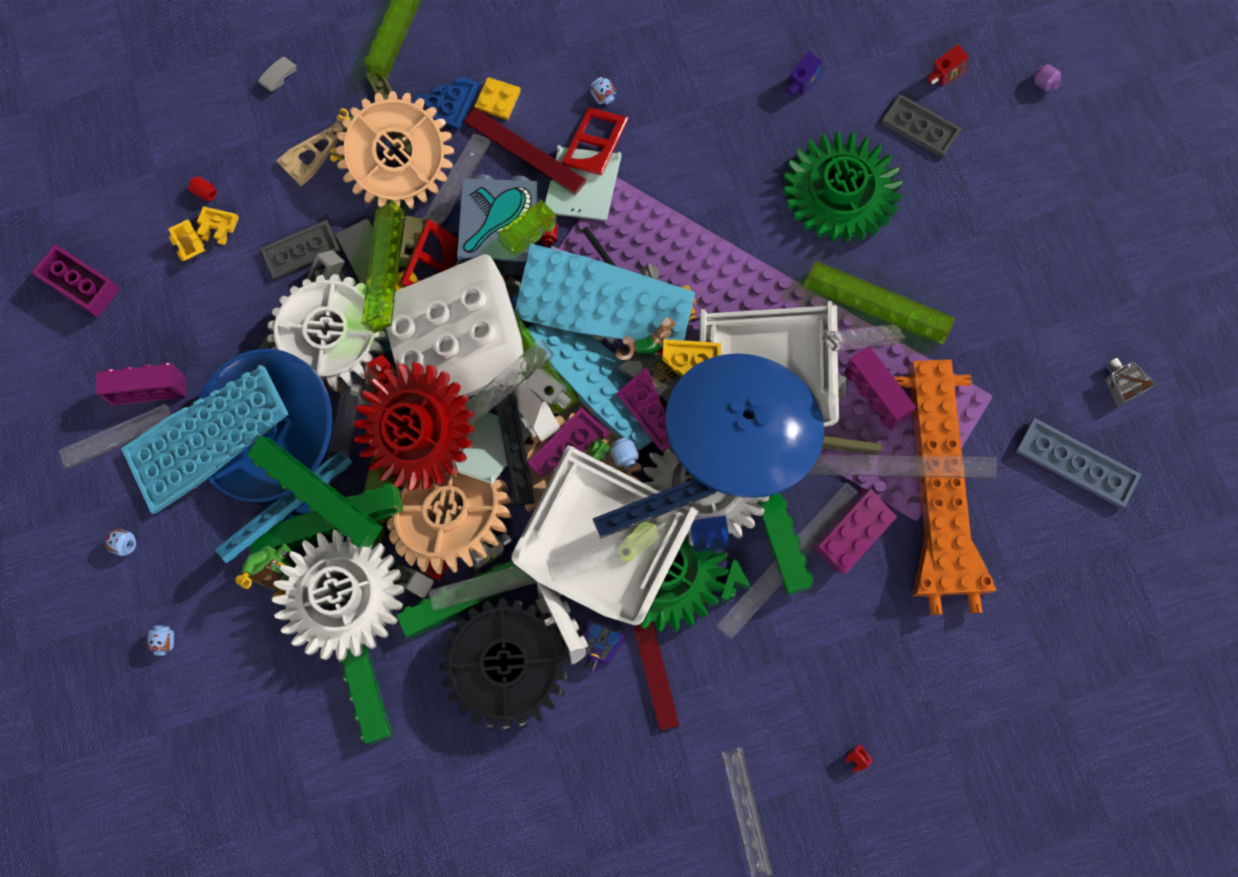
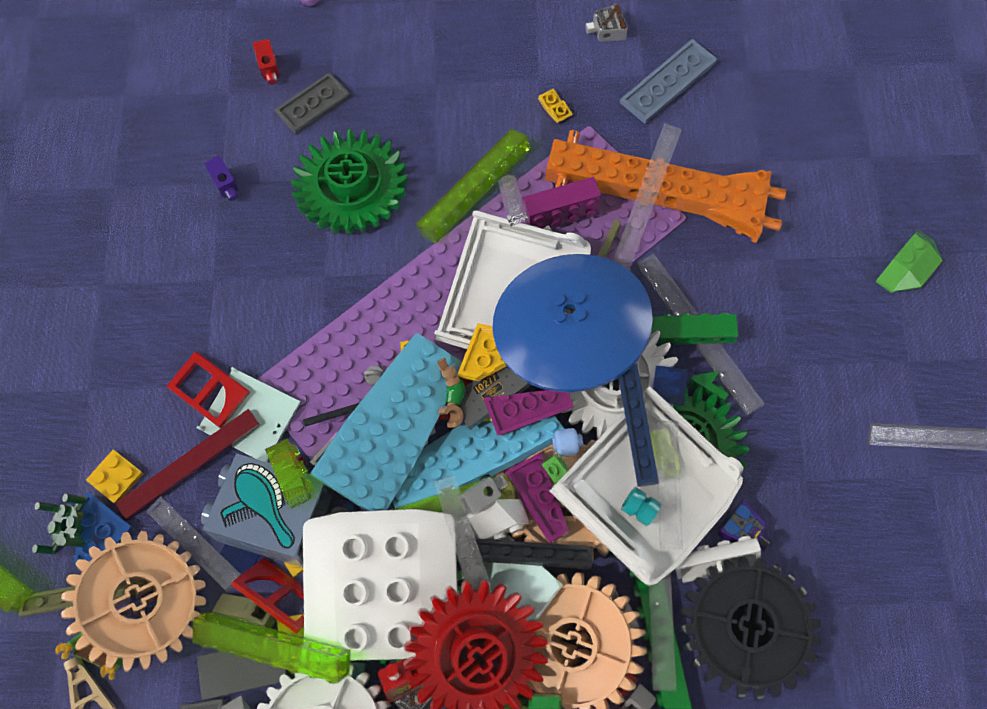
camera: 75 degrees left, 5 degrees down
(444, 75) = (66, 524): none -> dark green plate
(577, 530) = (642, 507): none -> teal wheel
(603, 91) = (155, 366): light blue head -> none
(656, 677) = (789, 485): dark red tile -> none
(853, 531) = (687, 268): magenta brick -> none
(860, 757) = (895, 325): red tile -> none
(942, 765) = (911, 265): none -> bright green wedge
(1003, 355) = (554, 106): none -> yellow slope

